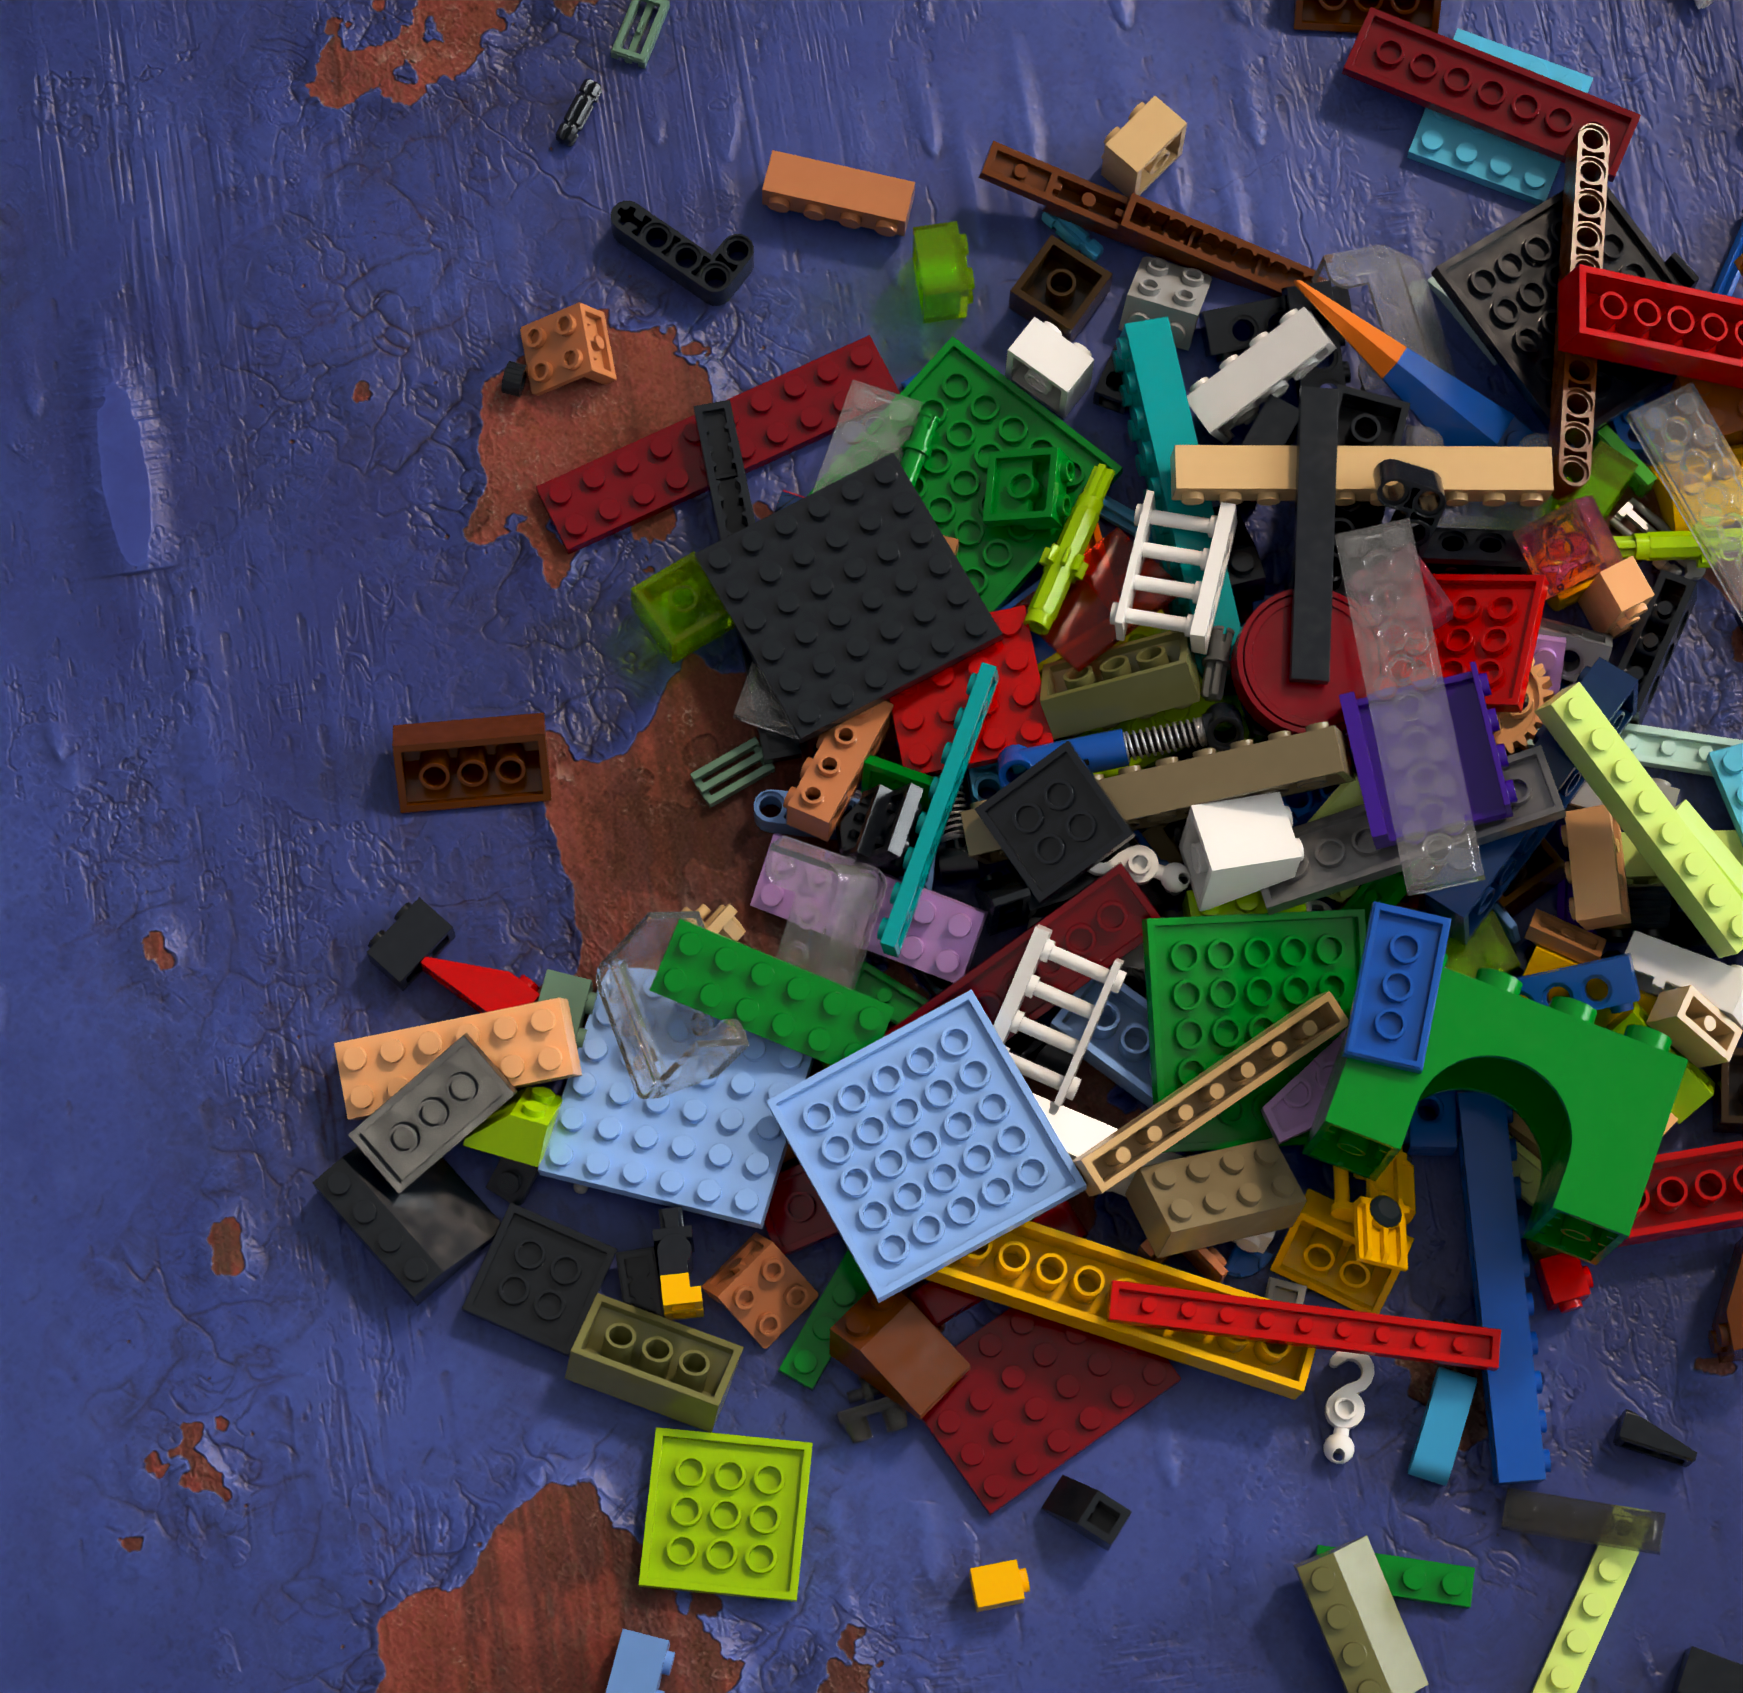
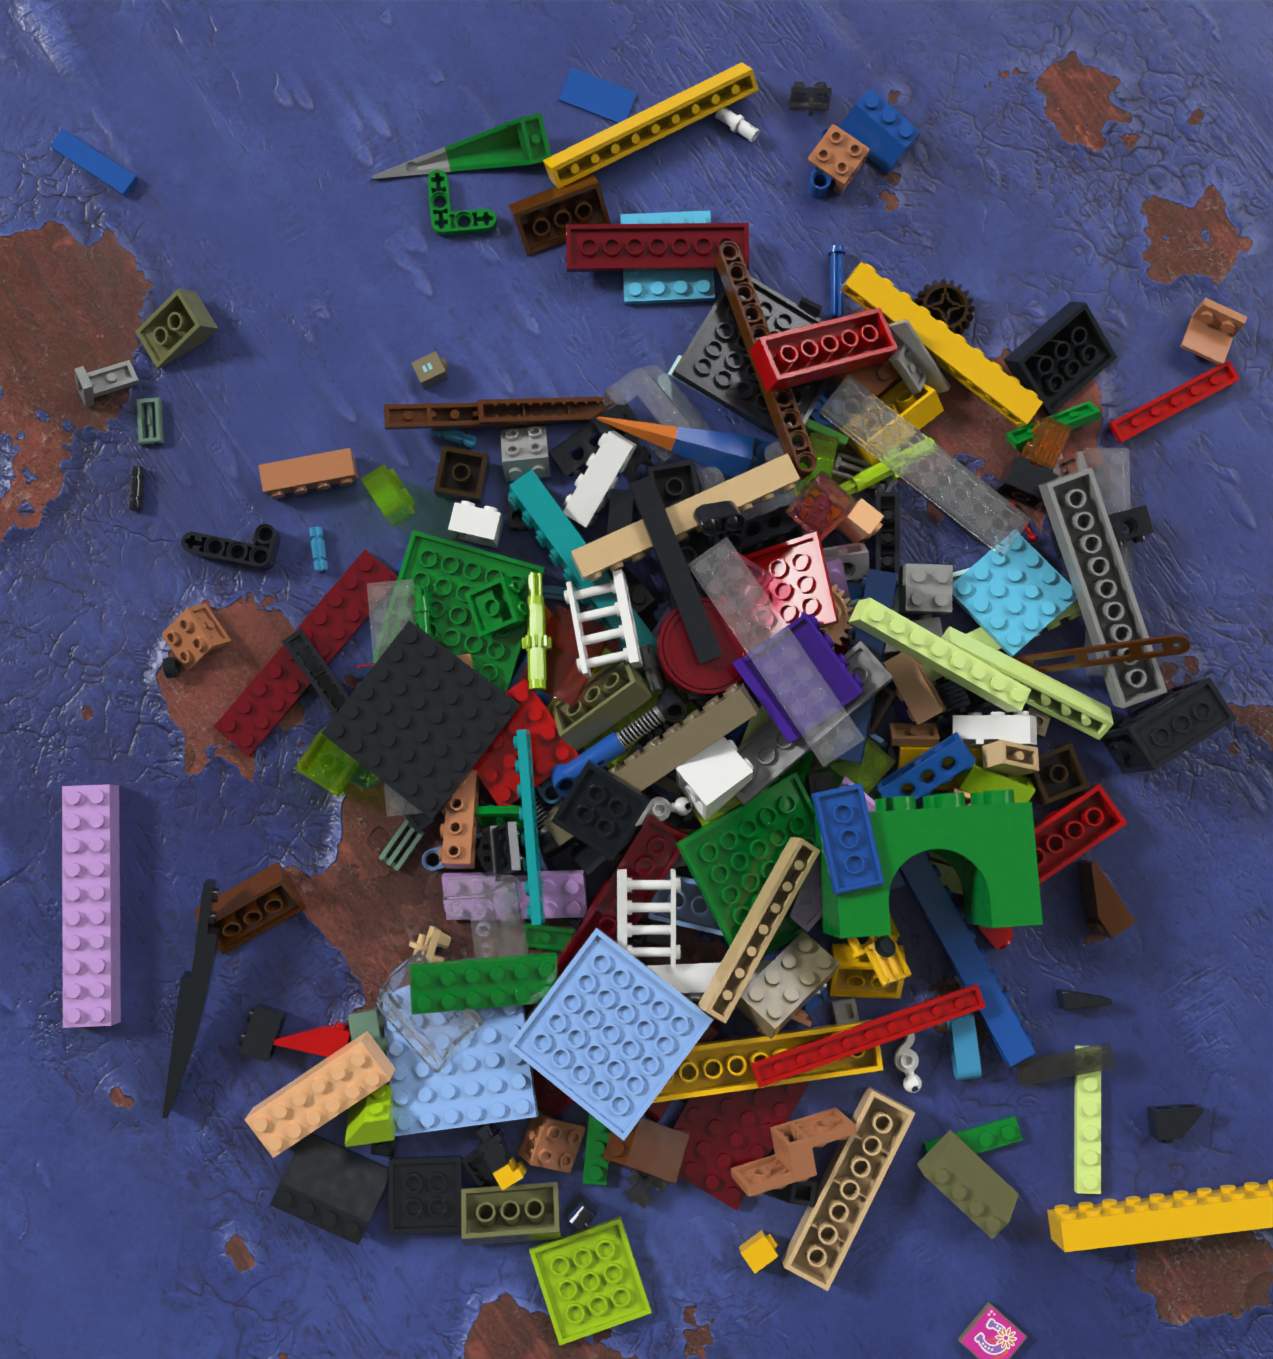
camera: 25 degrees left, 10 degrees up
(247, 656) = (91, 905): none -> lavender brick
(340, 840) = (193, 994): none -> black slope
(432, 1113) = (319, 1139): plate -> none
(759, 1407) = (581, 1211): none -> black leg
(801, 307) = (318, 549): none -> dark azure axle
(1080, 127) = (430, 369): none -> dark tan brick
(1115, 1453) = (793, 1152): none -> nougat bracket
(1143, 147) = (472, 367): tan brick -> none
(1173, 1548) = (847, 1189): none -> tan brick
(1677, 737) = (925, 589): none -> light grey brick

